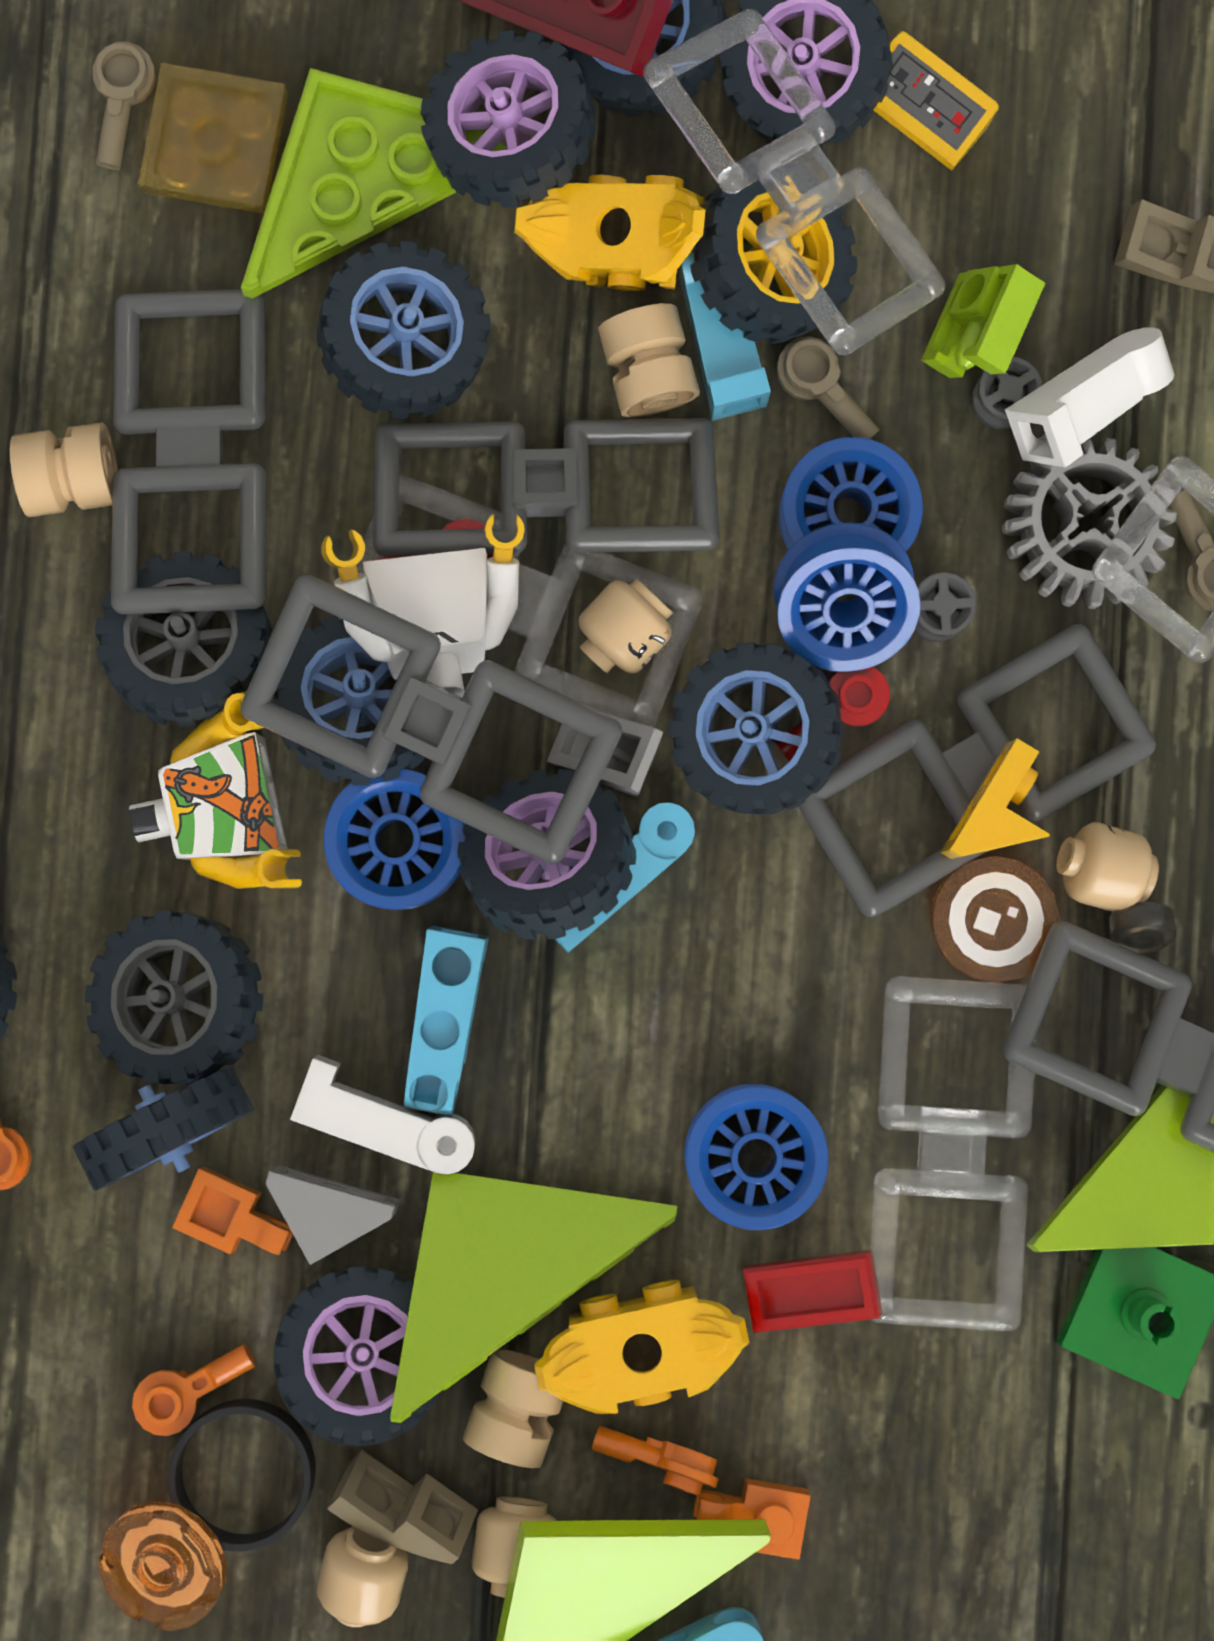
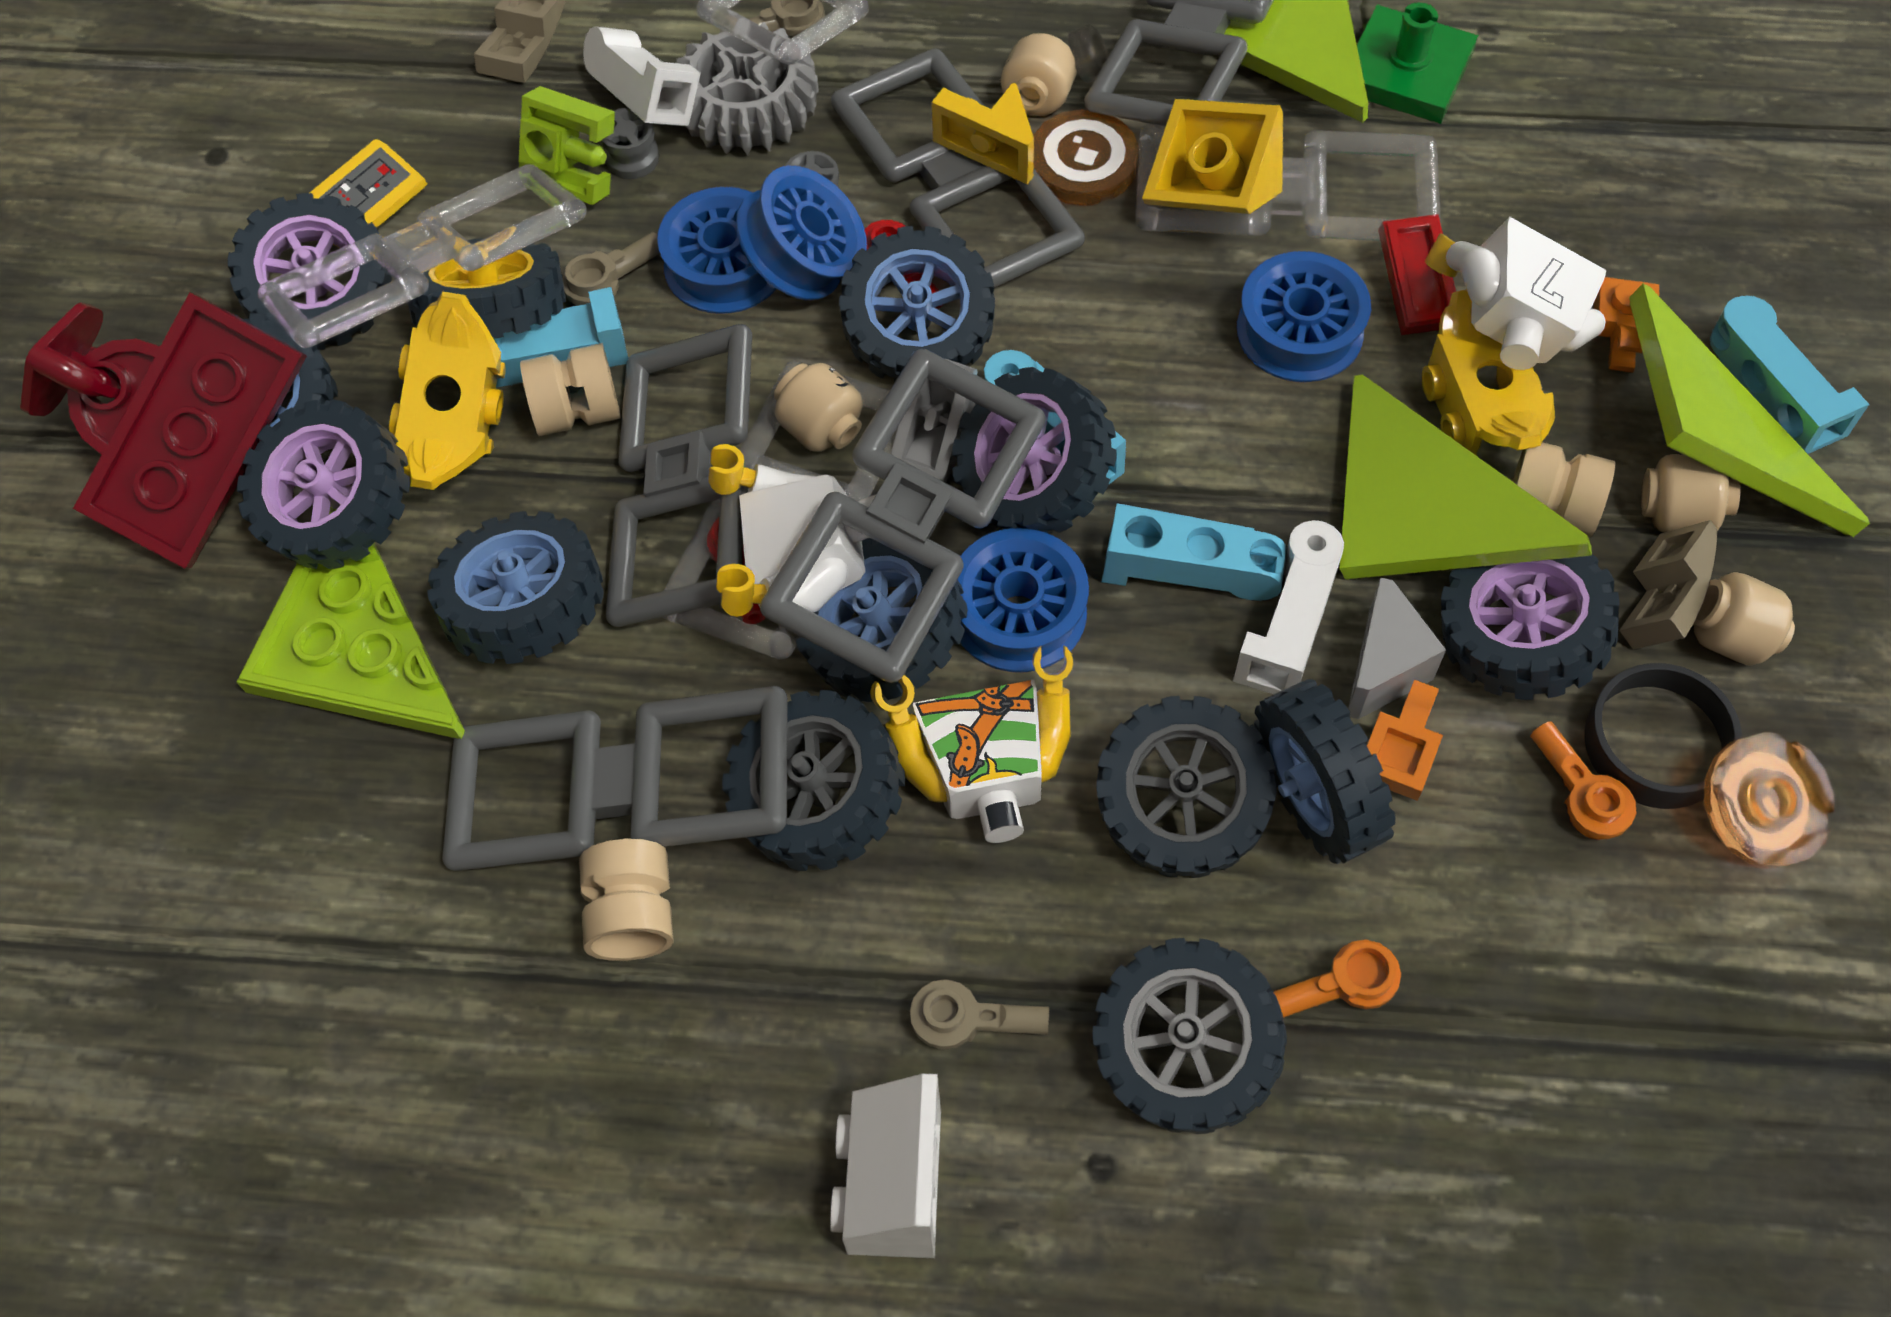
camera: 85 degrees left, 25 degrees down
(124, 78) = (212, 857): dark tan plate -> none
(213, 138) = (292, 769): clear yellow plate -> none
(683, 1467) = (1592, 365): orange plate -> none
(726, 1393) = (1525, 292): none -> white torso
(942, 1067) = (1218, 157): none -> yellow slope

